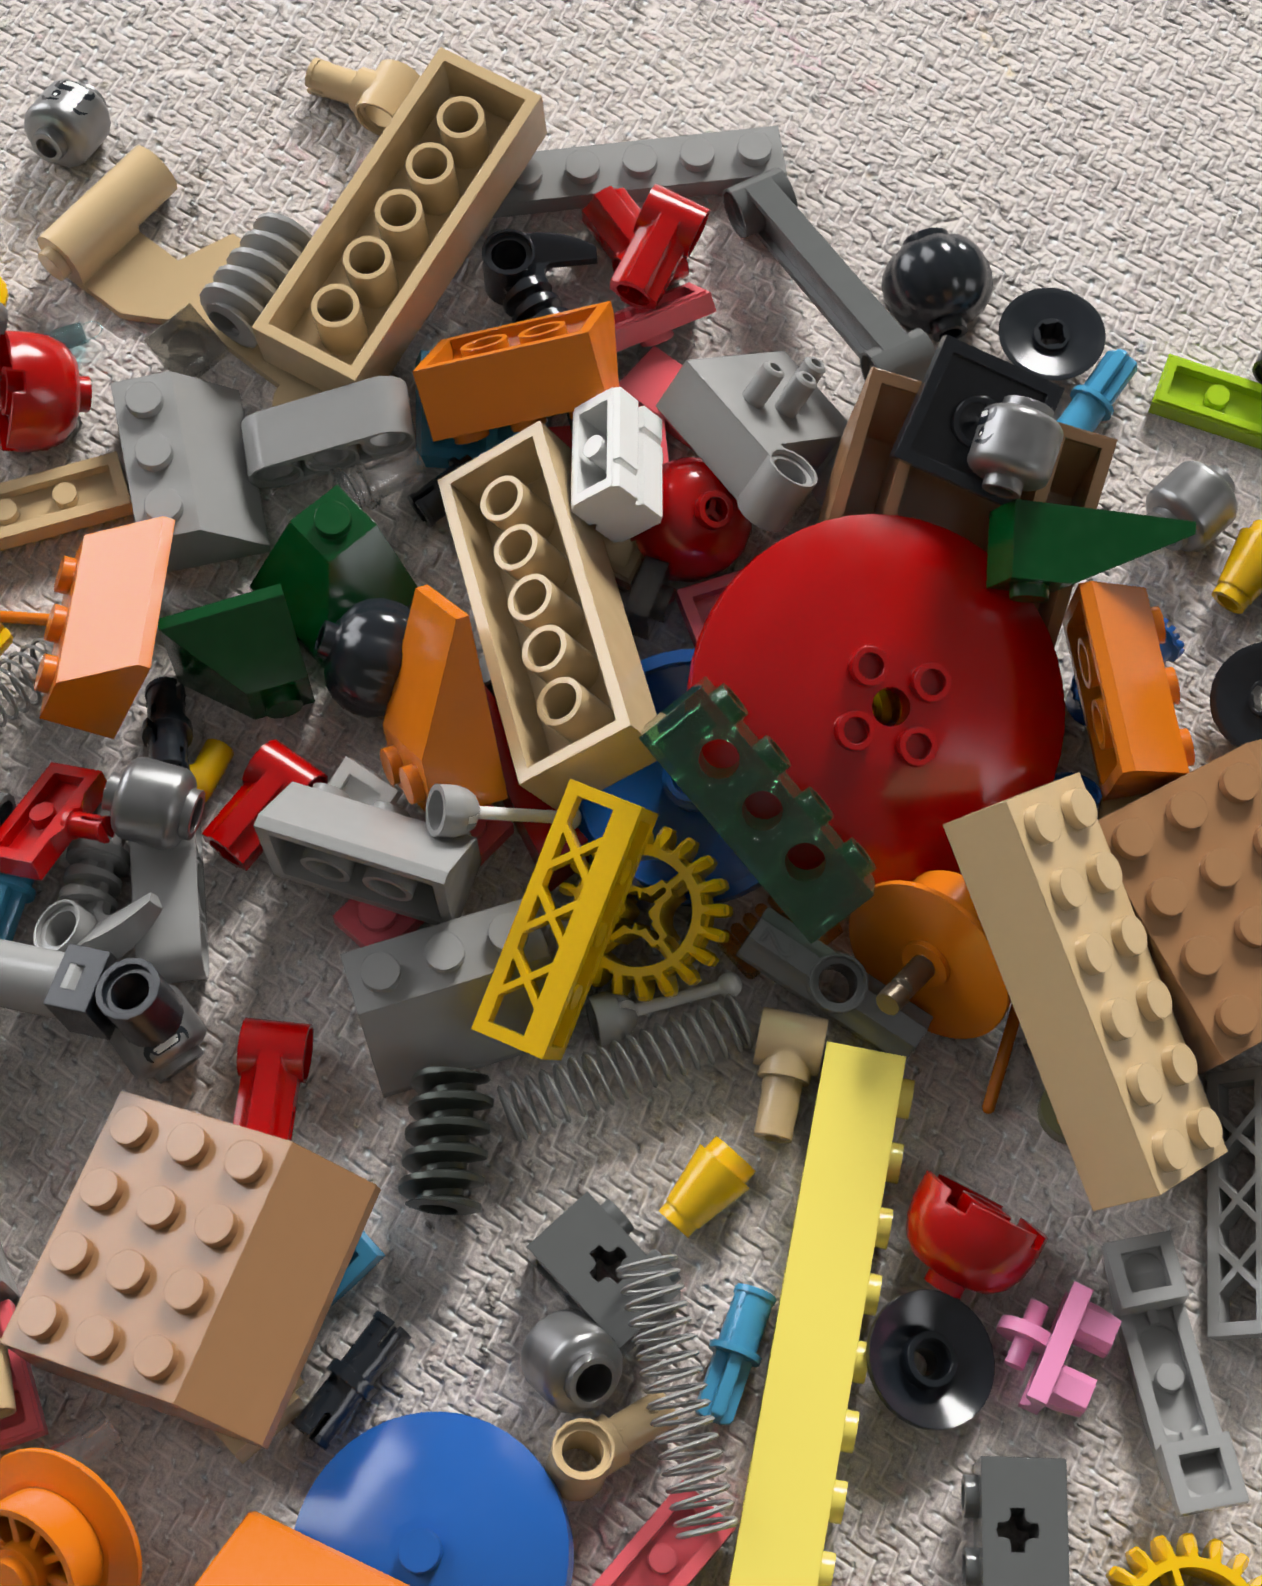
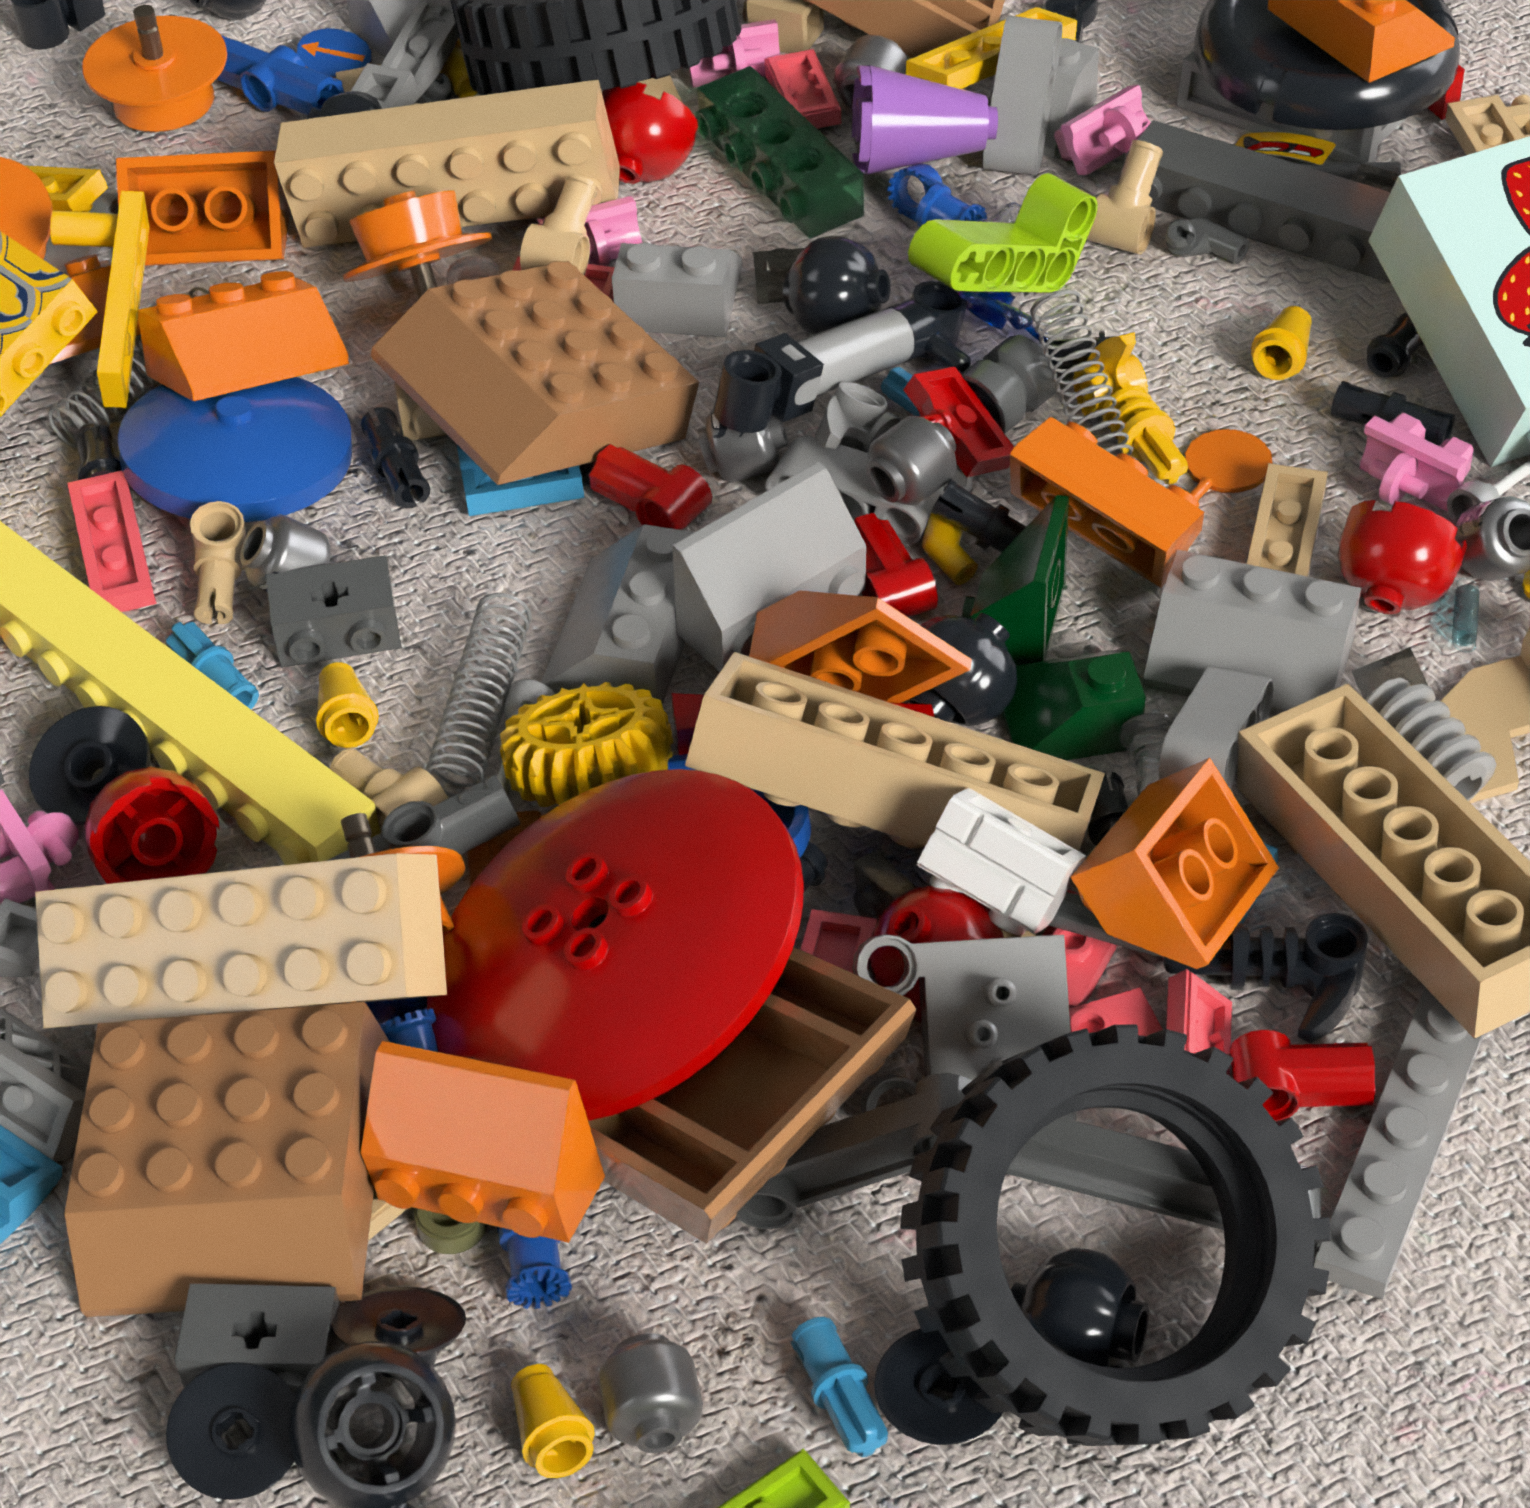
camera: 125 degrees right, 20 degrees down
(443, 1141) = (508, 558): pearl dark grey piece -> none
(455, 812) = (744, 609): light grey hinge -> none
(588, 928) = (600, 655): yellow fence -> none
(663, 235) = (1260, 1045): red piece -> none
(728, 1521) = (184, 570): light grey piece -> none
(811, 897) = (573, 775): clear green brick -> none
(923, 217) = (1261, 1210): none -> black tyre
(949, 407) = (792, 1060): black plate -> none
(1015, 446) = (727, 1045): flat silver head -> none
(1053, 546) = (620, 1120): dark green slope -> none

